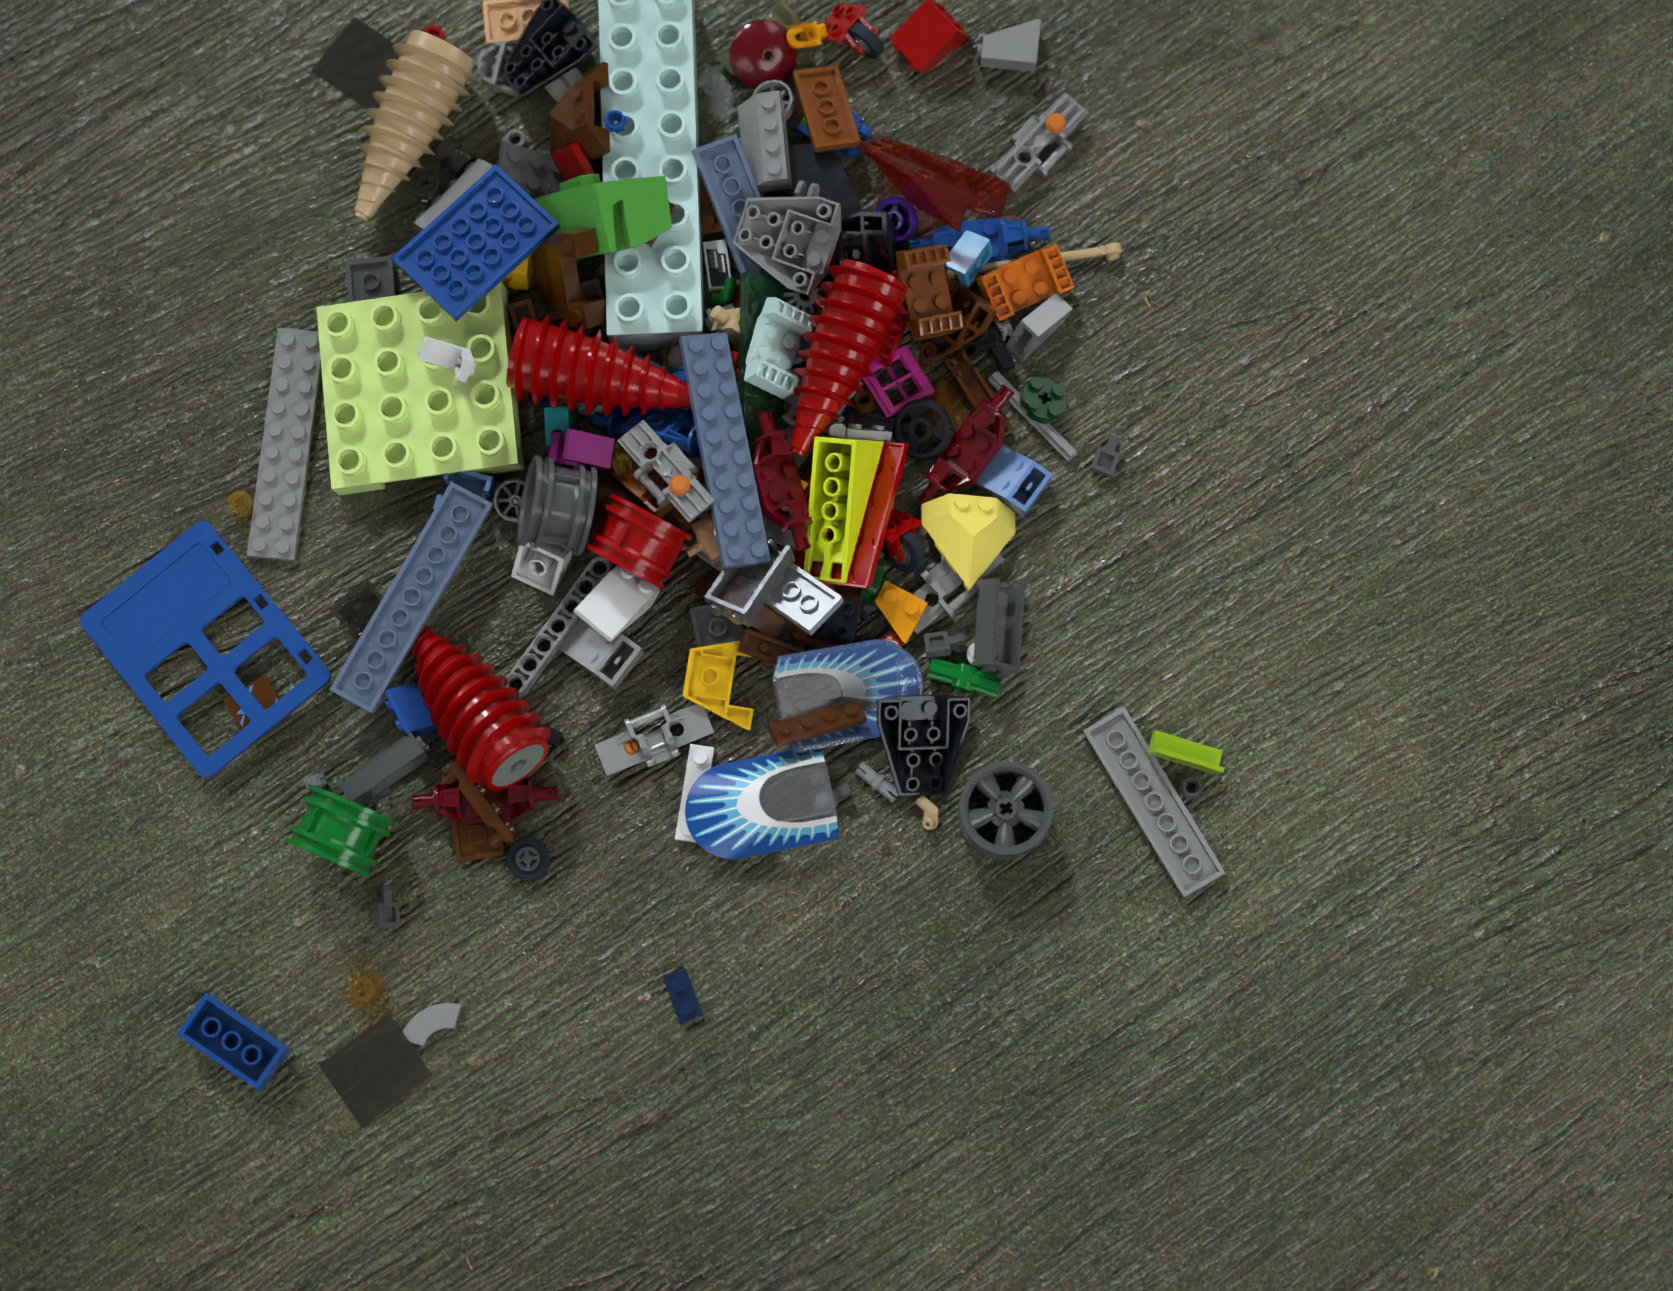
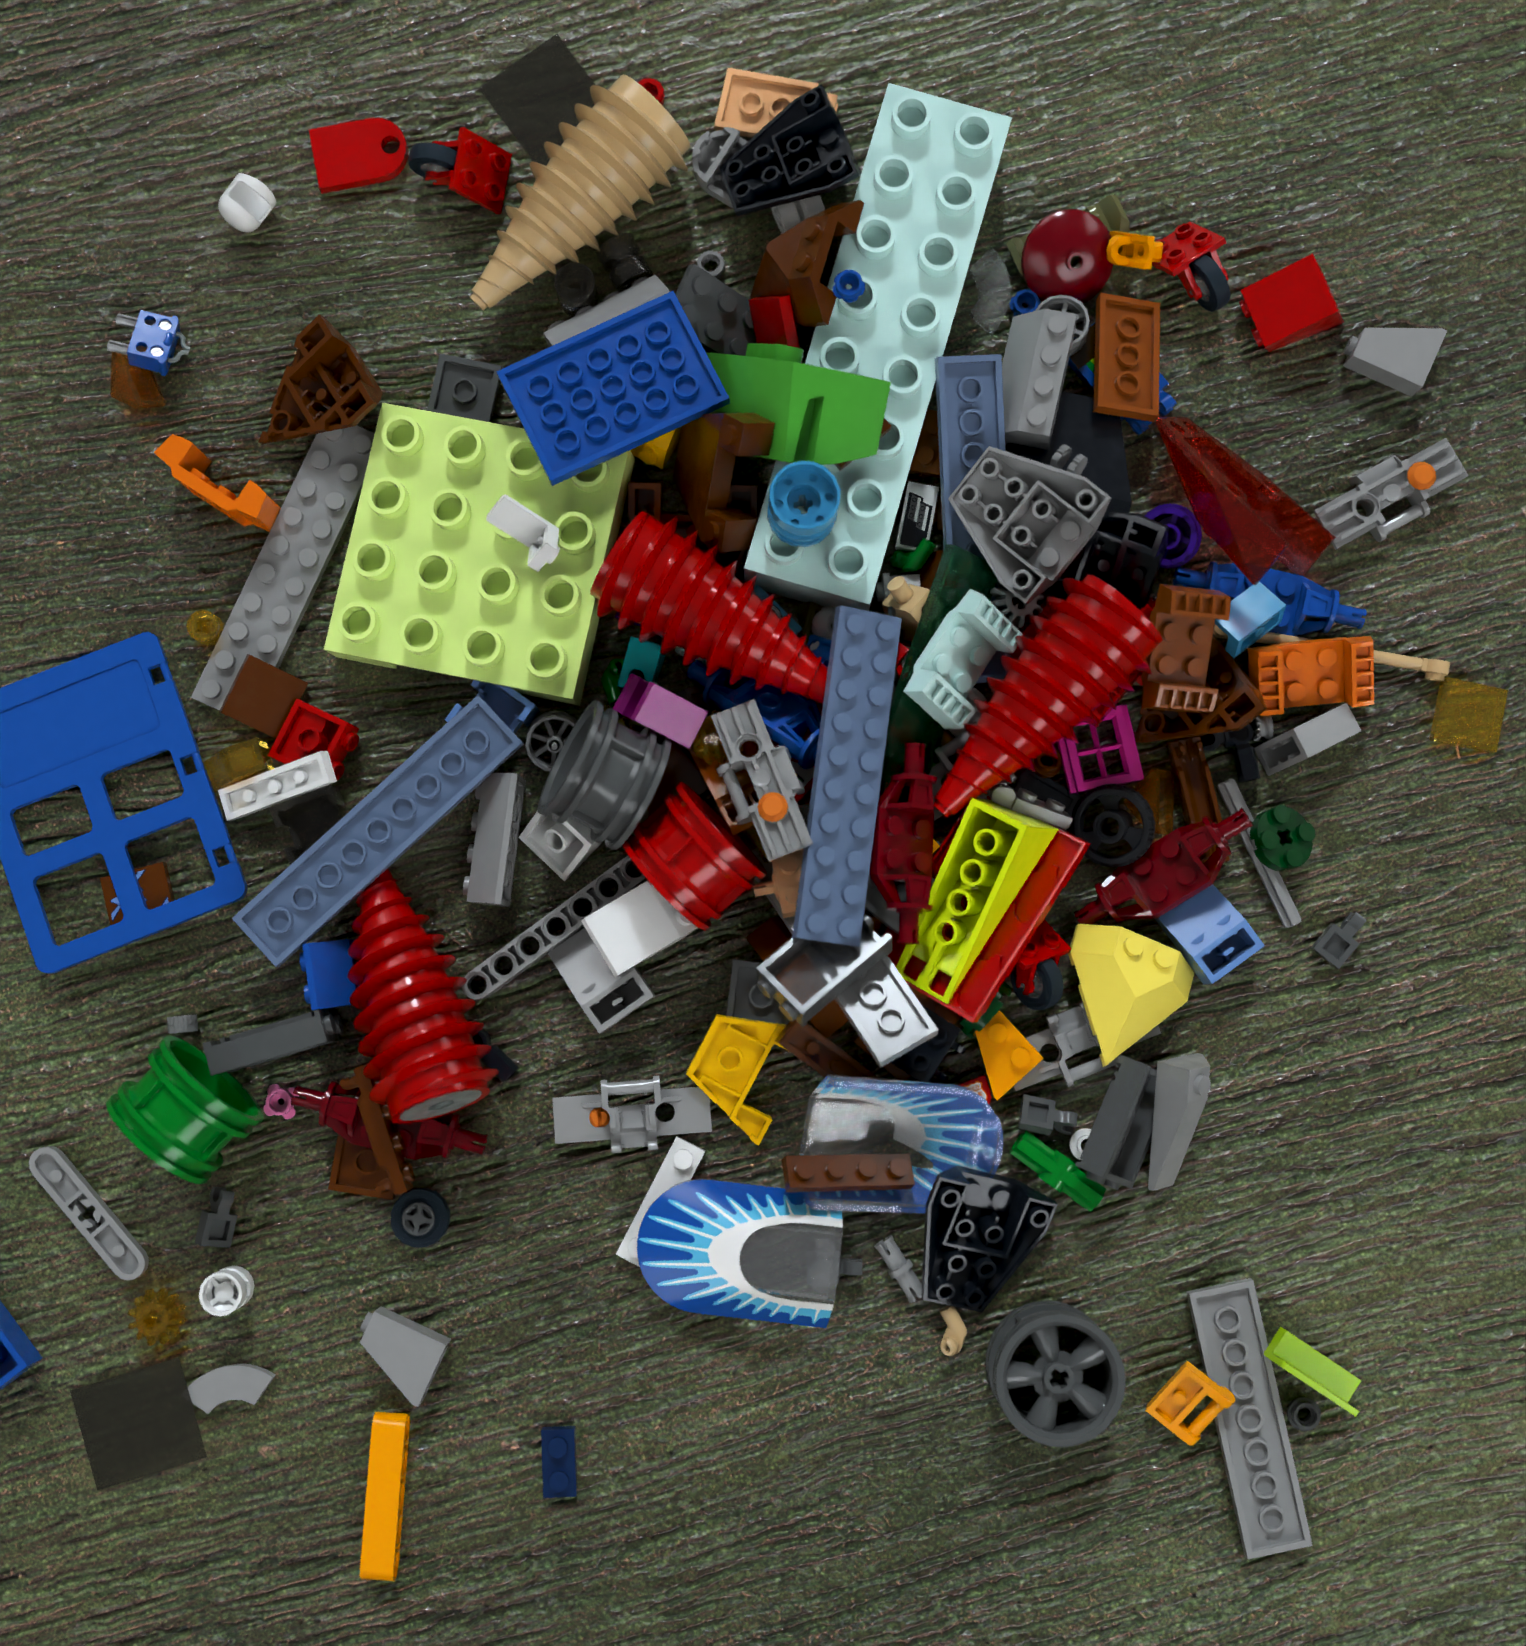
camera: 15 degrees right, 5 degrees up
(133, 350) = (134, 384): none -> clear orange slope
(139, 318) = (151, 341): none -> piece
(171, 205) = (246, 203): none -> white helmet
(192, 394) = (188, 468): none -> orange plate
(238, 144) = (354, 153): none -> red tile
(269, 311) = (322, 388): none -> reddish brown wedge
(271, 923) = (109, 1239): none -> light grey piece
(296, 590) = (238, 763): none -> clear yellow slope
(298, 537) = (262, 696): none -> reddish brown tile
(324, 126) = (467, 166): none -> red plate
(329, 593) = (277, 785): none -> white plate
(345, 556) = (311, 731): none -> red plate
(397, 809) = (272, 1101): none -> bright pink plate
(408, 953) = (226, 1290): none -> white wheel
(495, 581) = (495, 839): none -> light grey slope
(540, 444) = (610, 680): none -> green arm
(548, 953) = (404, 1351): none -> light grey slope
(567, 1059) = (385, 1496): none -> light orange beam
(632, 263) = (806, 486): none -> dark azure wheel
(740, 91) = (1024, 296): none -> blue plate
(1030, 605) = (1178, 1104): none -> light grey wedge
(1100, 801) = (1182, 1395): none -> light orange plate
(1146, 275) = (1468, 715): none -> clear yellow tile

